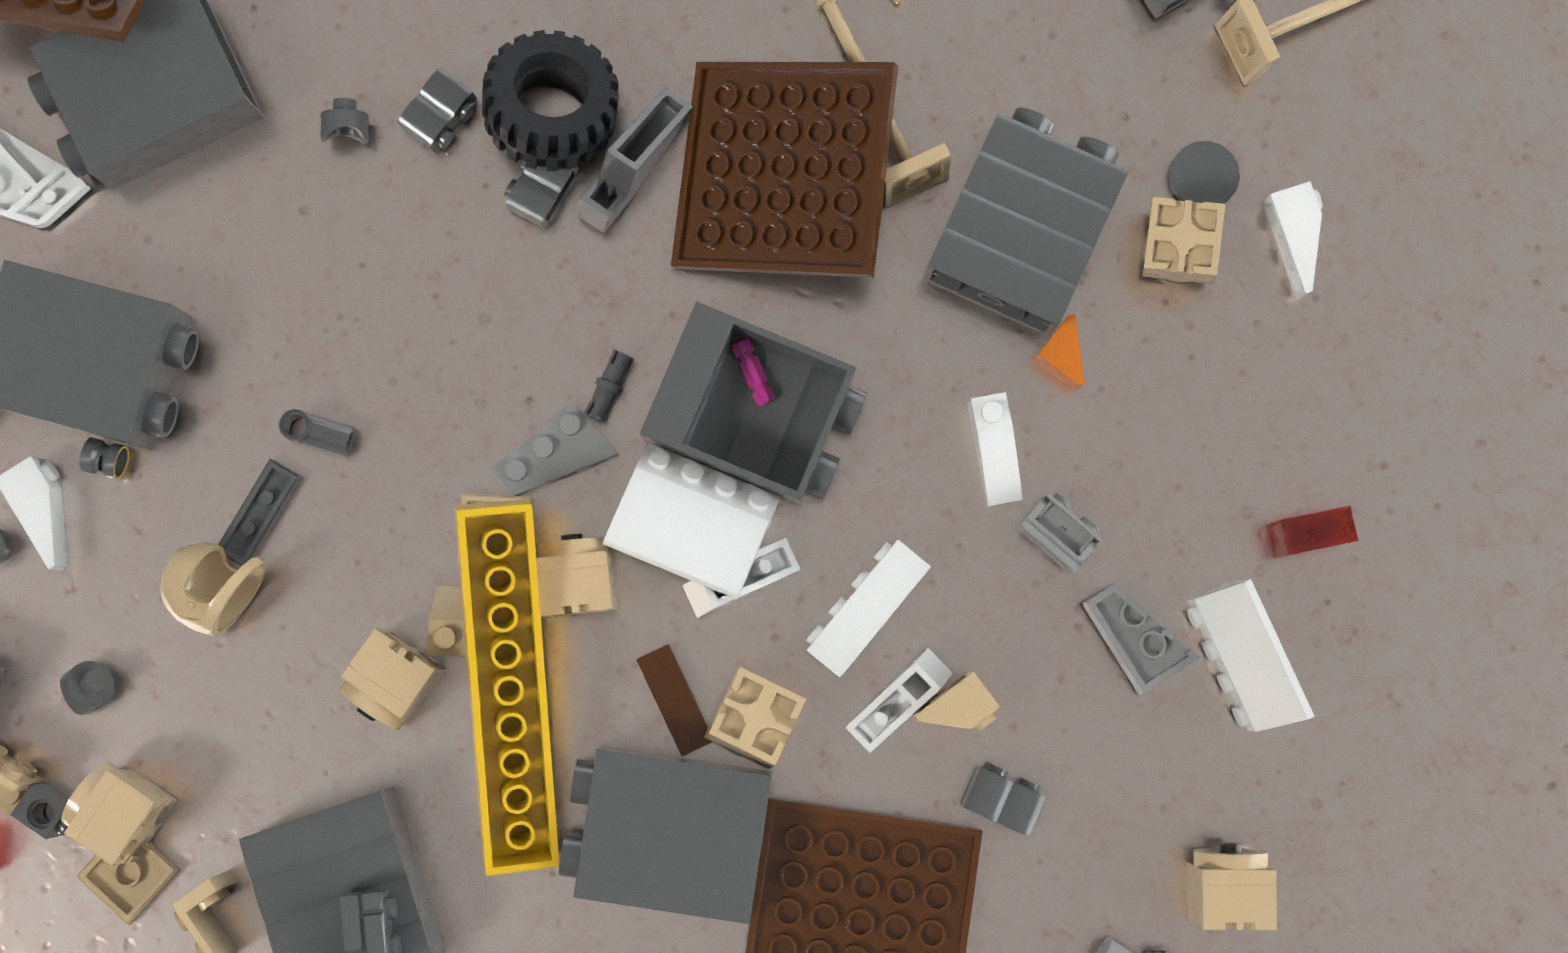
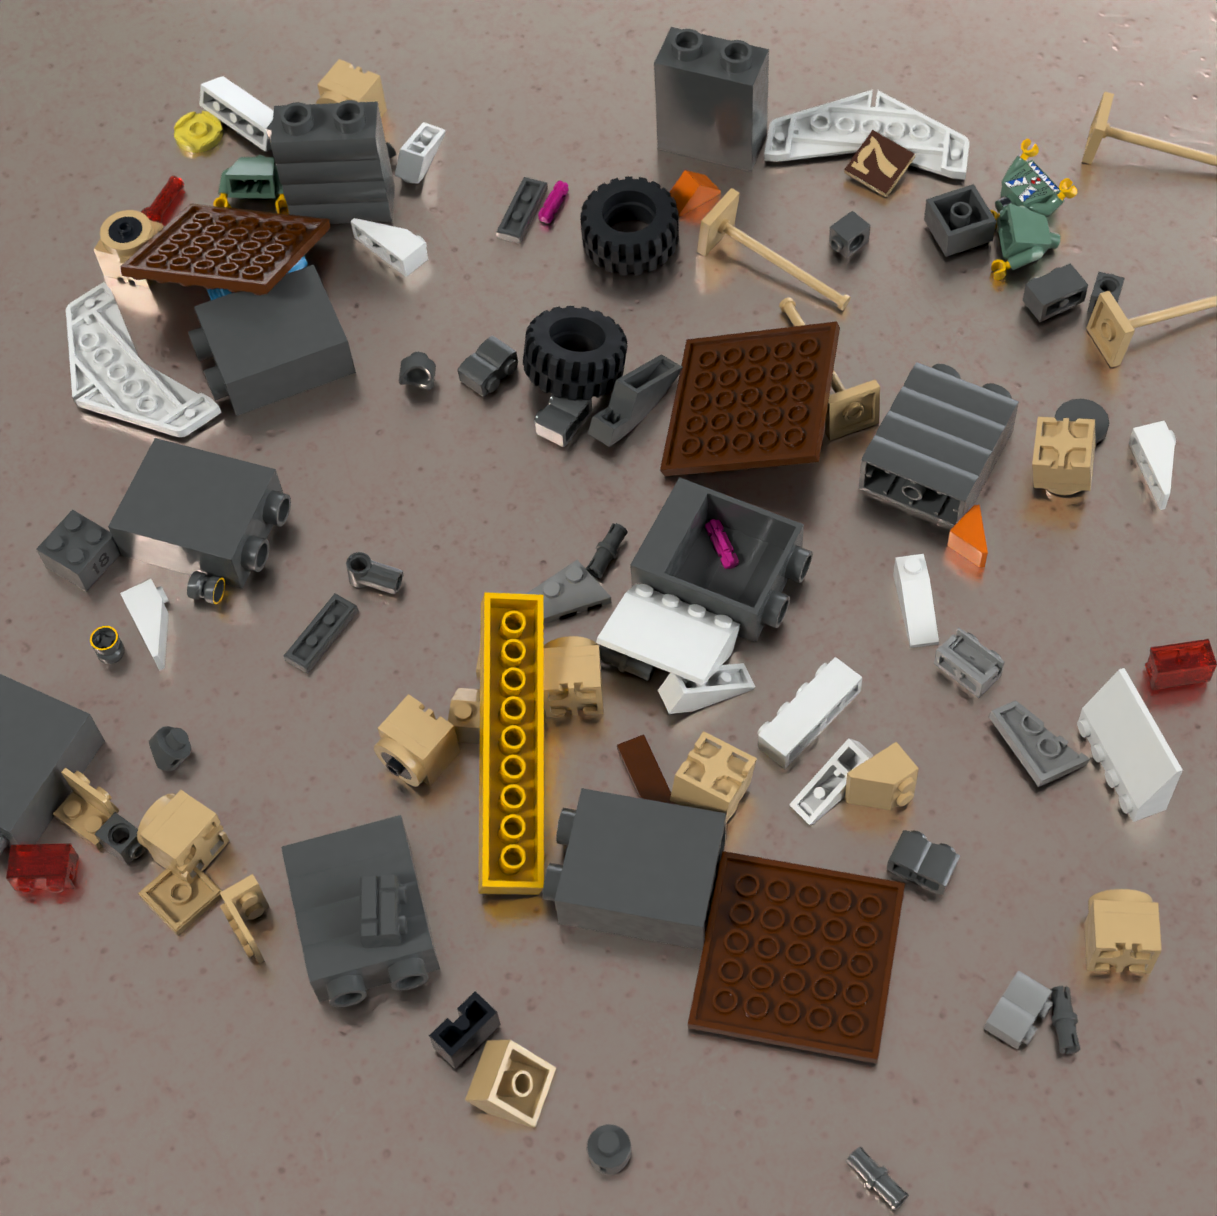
camera: 10 degrees right, 25 degrees down
(205, 590) = (271, 675): tan piece -> none

